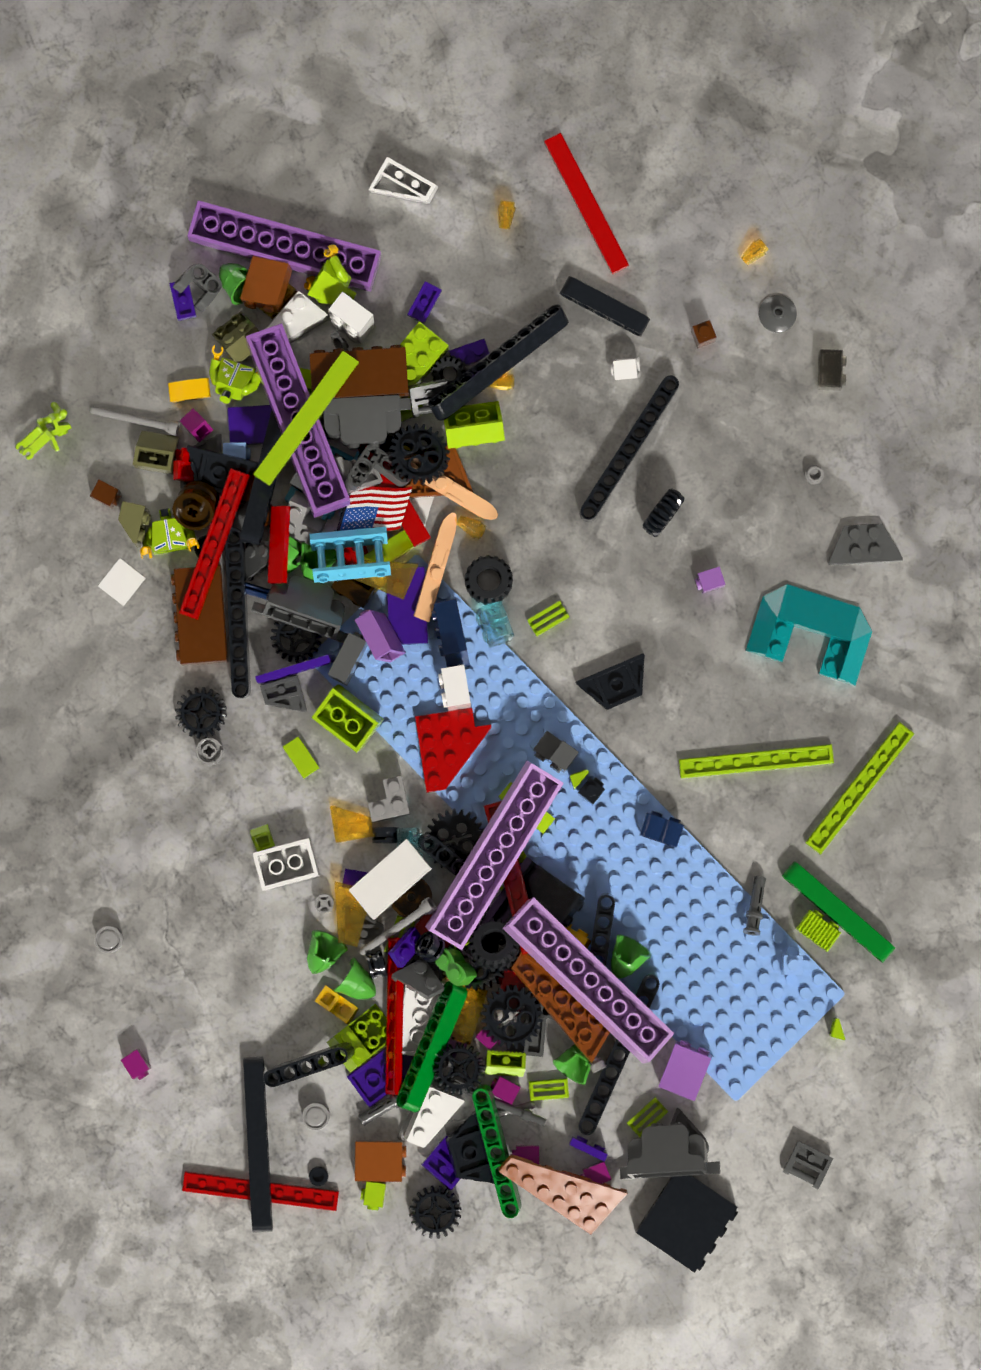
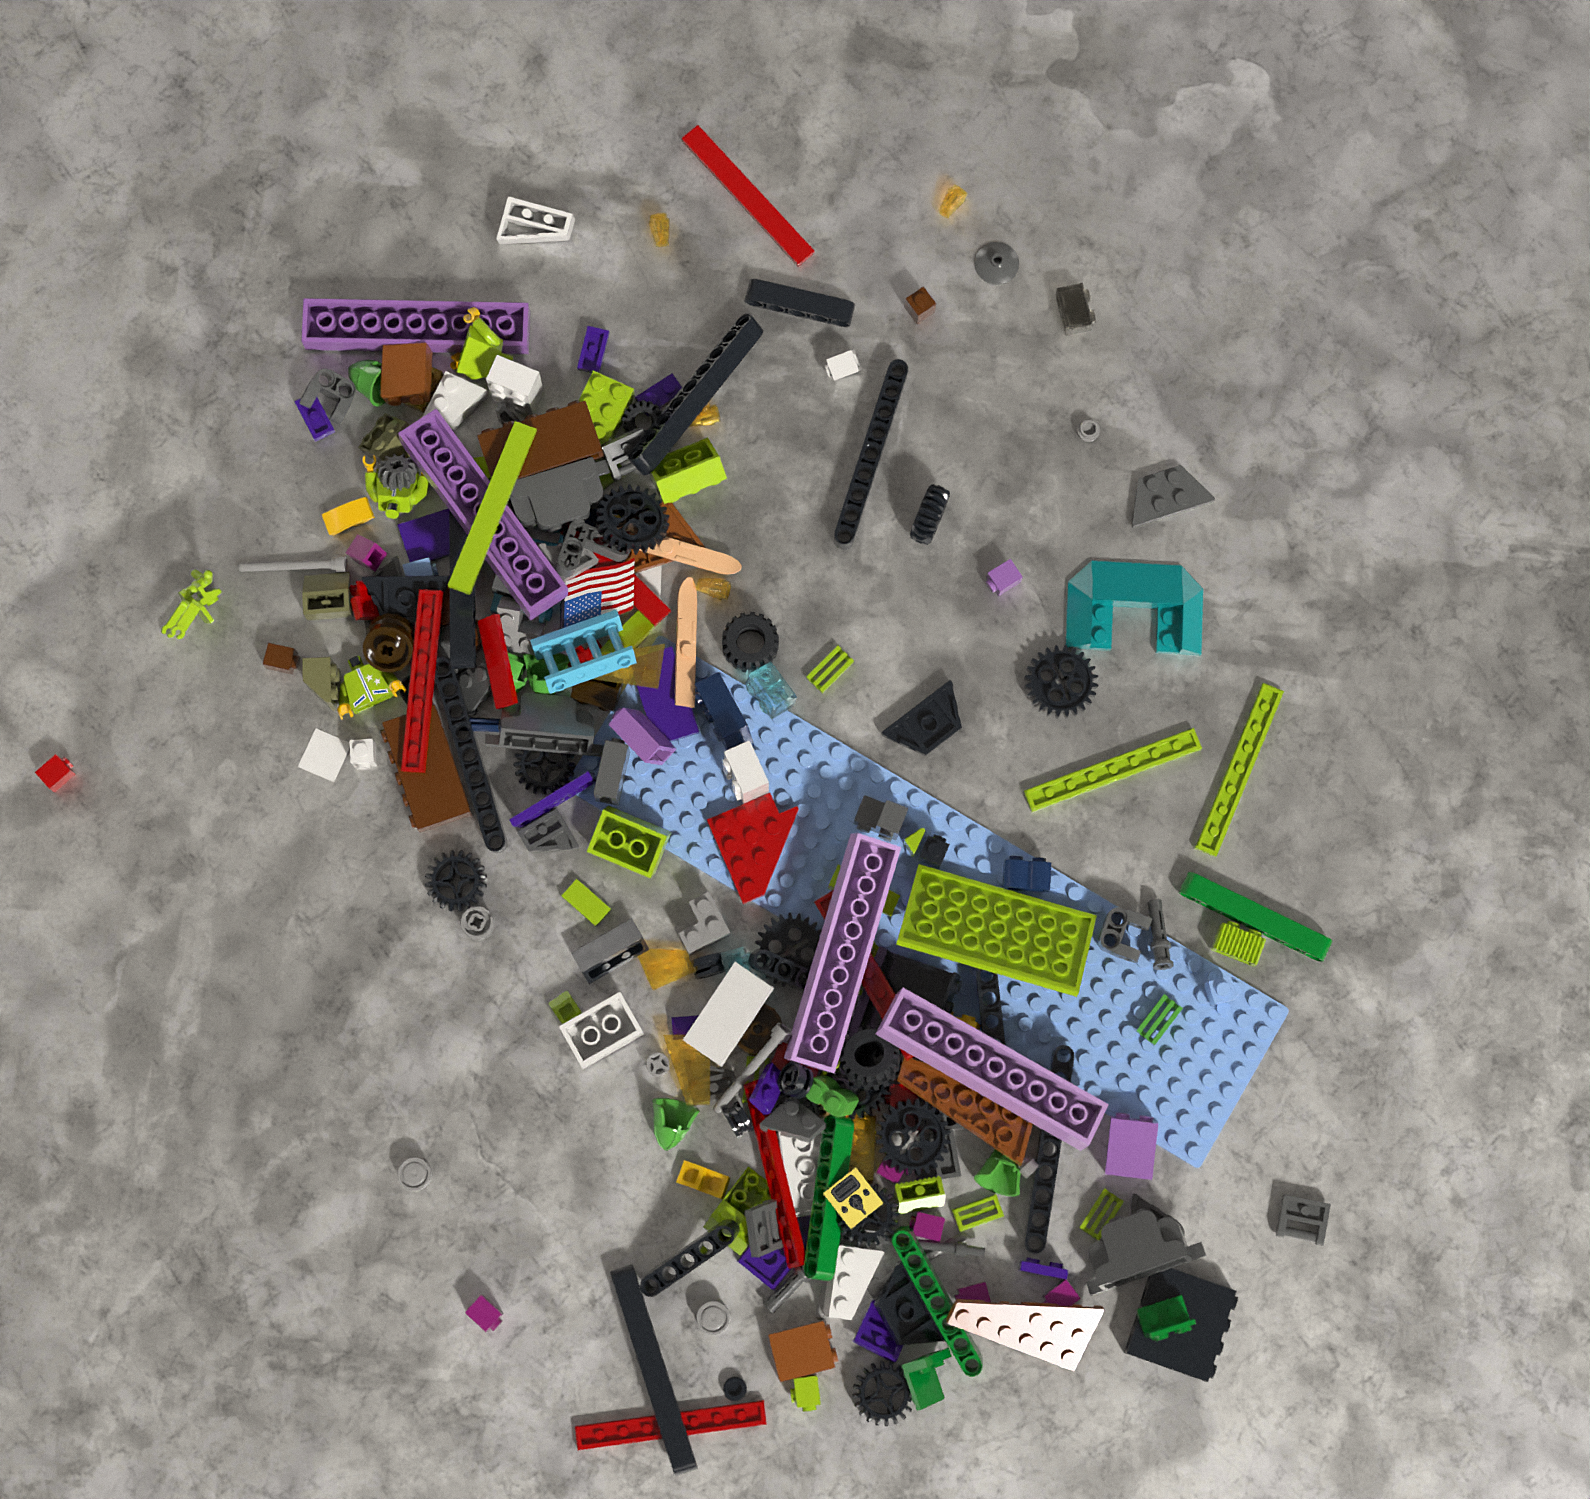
camera: 20 degrees left, 5 degrees down
(152, 590) = (363, 753): none -> white brick
(237, 366) = (397, 472): none -> dark grey gear
(309, 802) = (610, 951): none -> brick
(357, 983) = (721, 1146): bright green helmet -> none
(373, 1057) = (763, 1228): none -> dark grey plate
(450, 1053) = (853, 1198): none -> light yellow sticker
(469, 1209) = (923, 1378): none -> green bracket
(624, 868) = (997, 930): none -> lime plate
(627, 956) = (1028, 1031): bright green helmet -> none
(673, 1213) = (1164, 1317): none -> green bracket
(716, 680) = (1080, 674): none -> black gear
(722, 894) = (1109, 928): none -> dark grey piece
(749, 964) = (1171, 1004): none -> bright green tile
(836, 1029) = (1291, 1053): lime slope -> none

